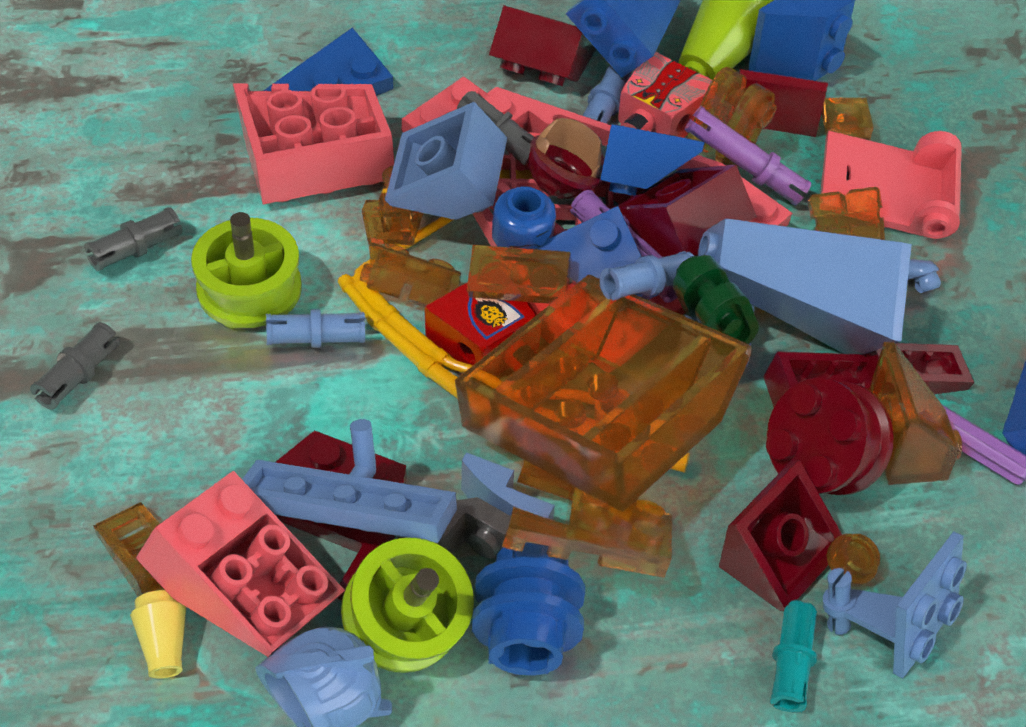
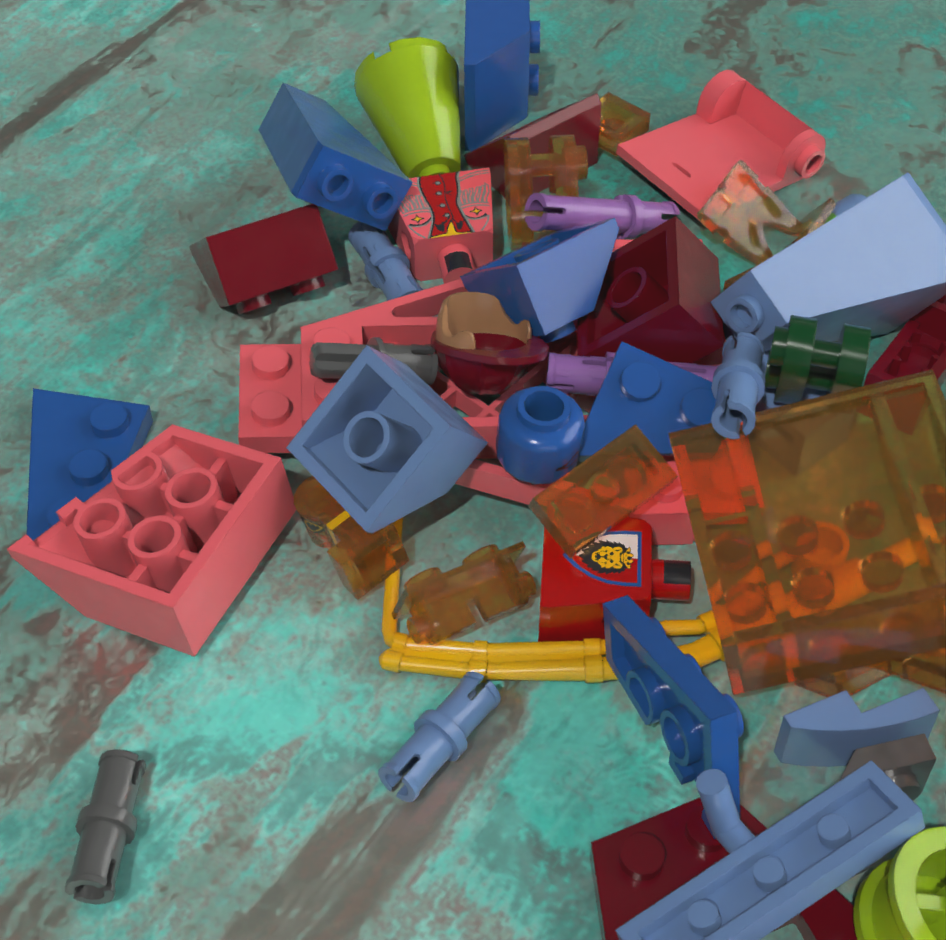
camera: 45 degrees left, 0 degrees up
(246, 271) = (301, 742): lime wheel -> none
(412, 394) = (670, 689): none -> blue wing

